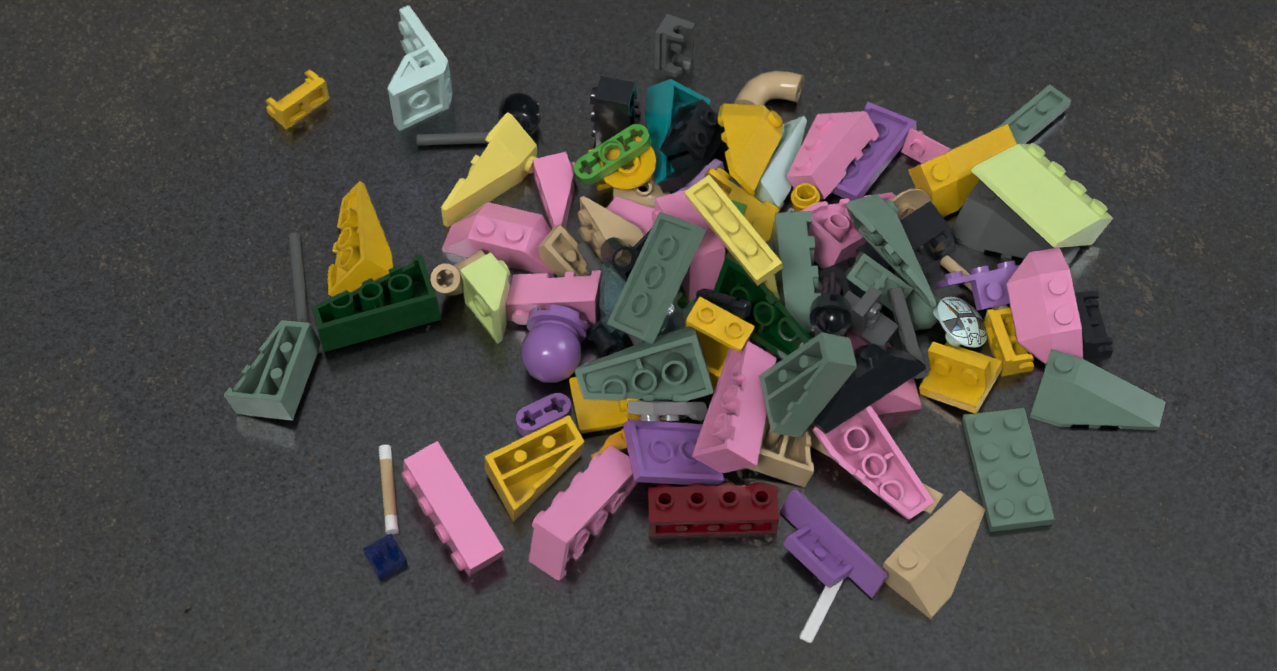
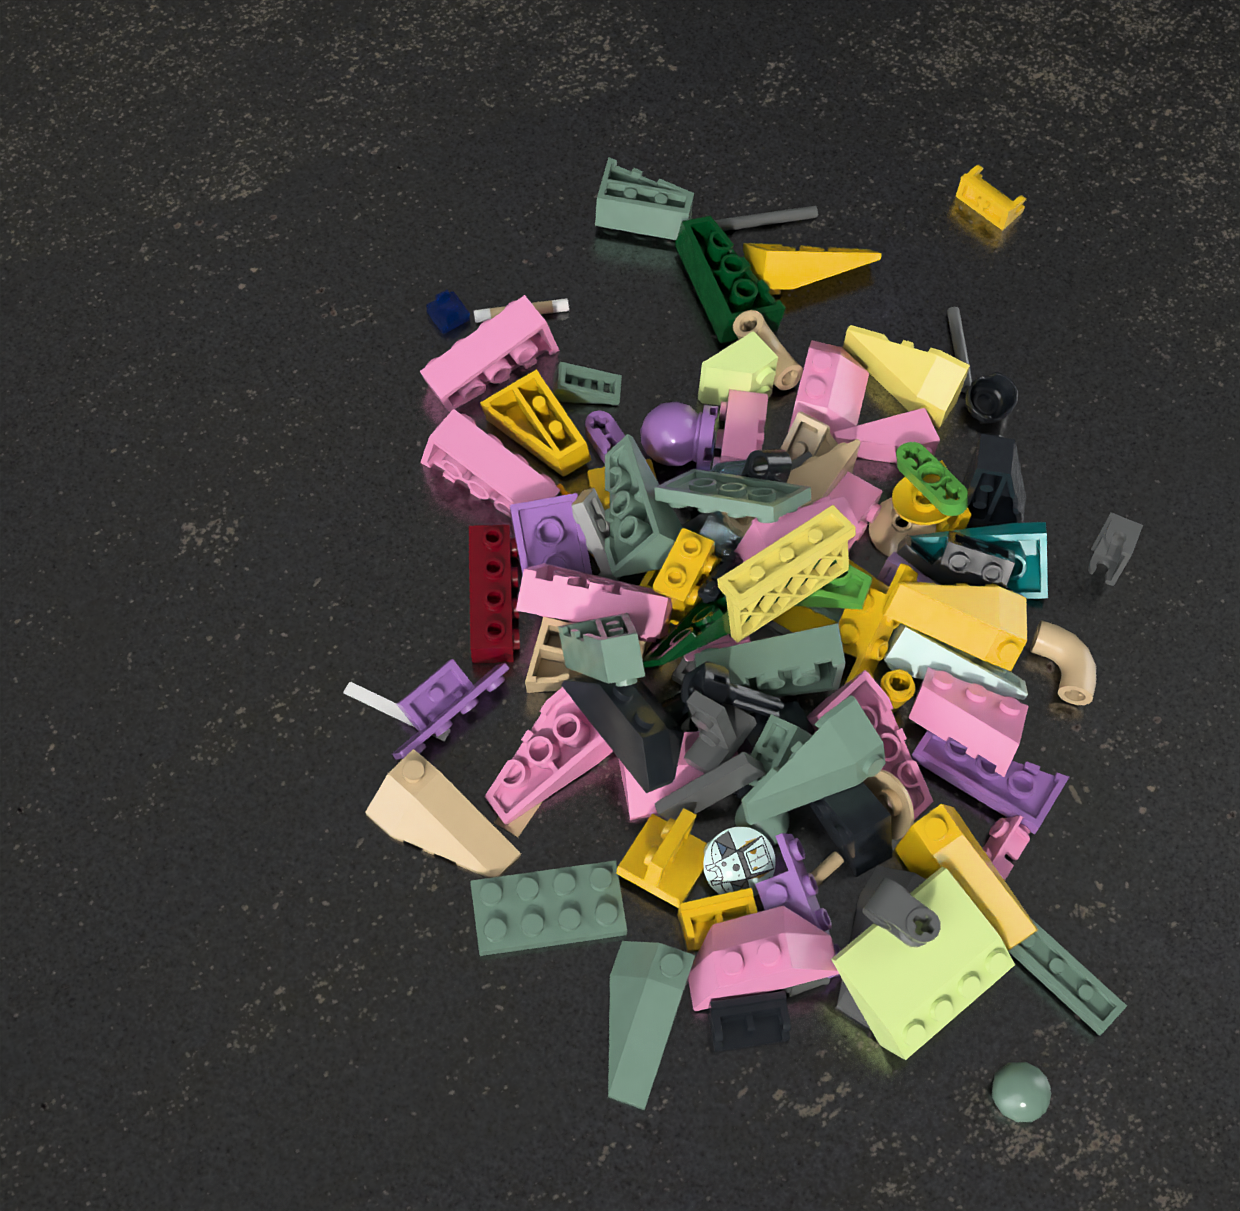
camera: 85 degrees right, 5 degrees up
(423, 77) = (1003, 295): light aqua bracket -> none
(476, 450) = (576, 394): none -> sand green slope
(1022, 190) = (897, 912): none -> dark grey piece
(1118, 156) = (1021, 1091): none -> sand green hair

